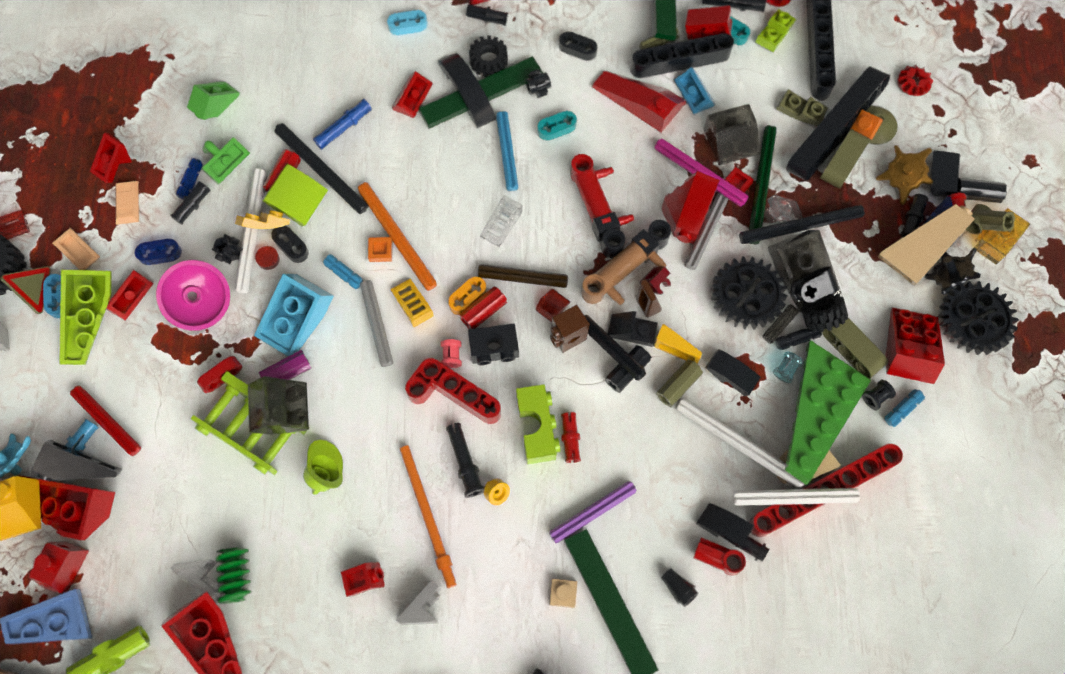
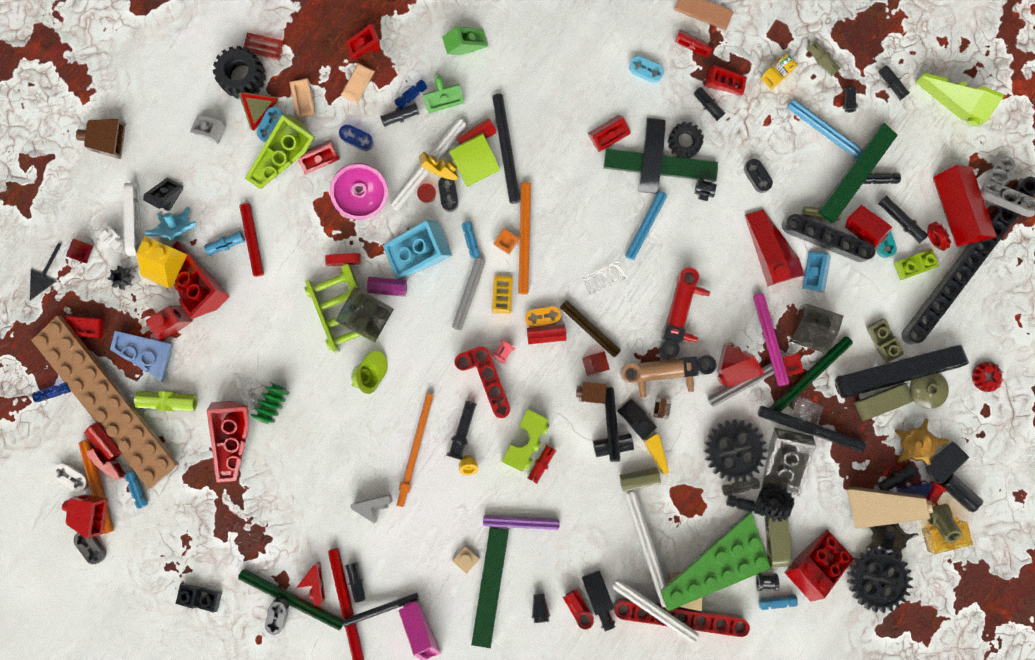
camera: 35 degrees right, 15 degrees up
(64, 463) = (210, 258): black slope -> none
(227, 249) = (403, 170): black gear -> none
(349, 118) = (544, 124): blue pin -> none
(362, 578) = (348, 462): red bracket -> none
(503, 335) = (547, 365): black brick -> none
(556, 125) = (697, 226): teal beam -> none
(657, 276) = (679, 395): dark red tile -> none
(733, 371) = (681, 497): black slope -> none
(788, 367) = (721, 520): clear light blue bush -> none
(815, 285) = (784, 481): black piece -> none
(867, 124) = (920, 387): orange plate -> none

